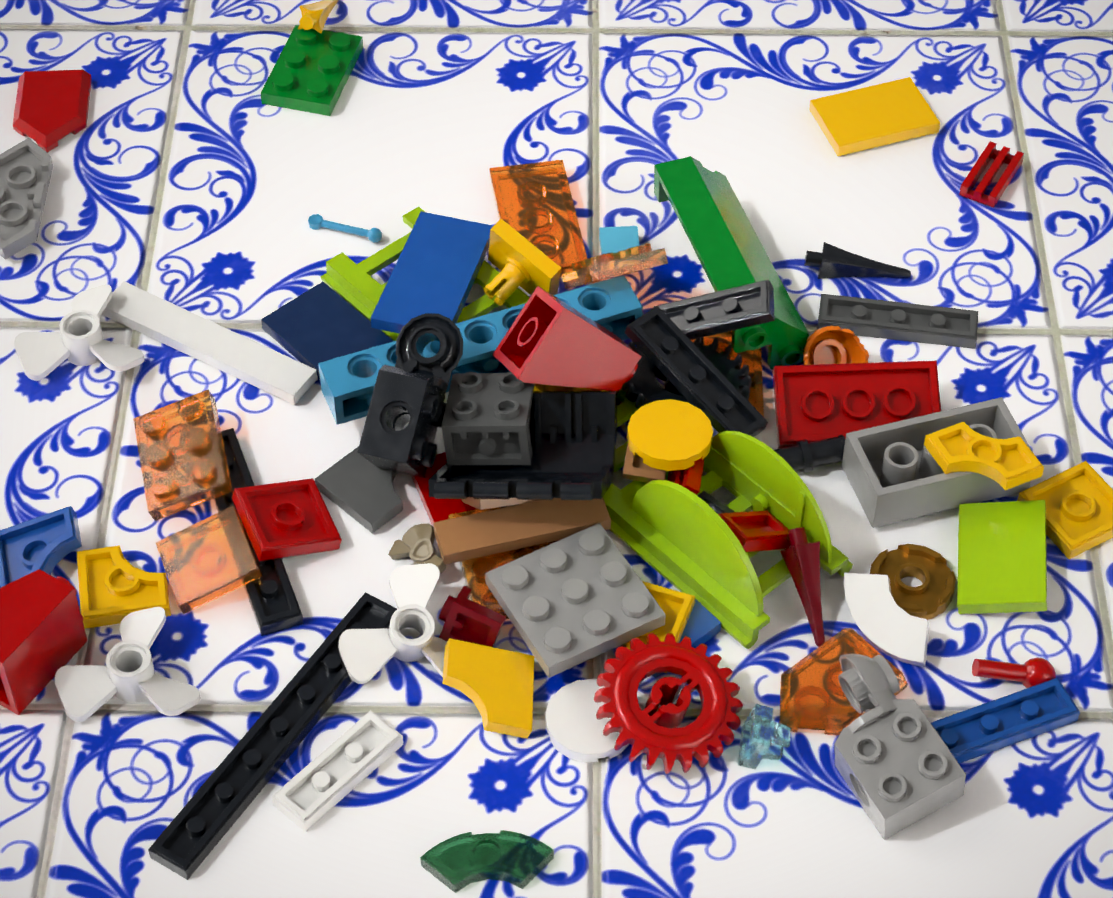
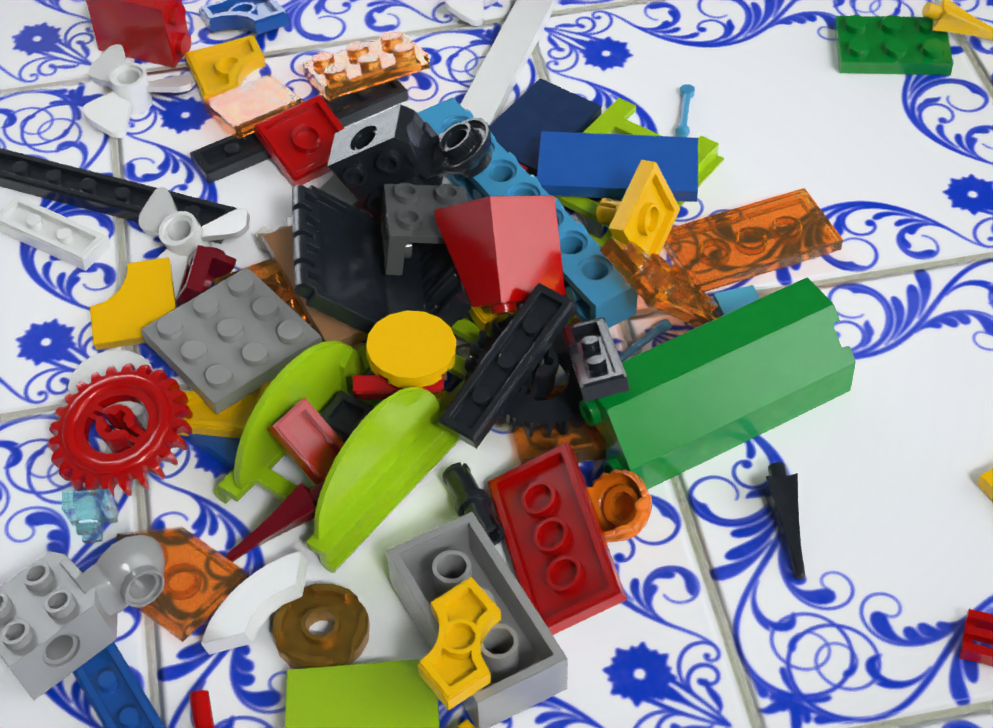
camera: 80 degrees right, 0 degrees up
(900, 320) = (715, 576): dark grey tile -> none

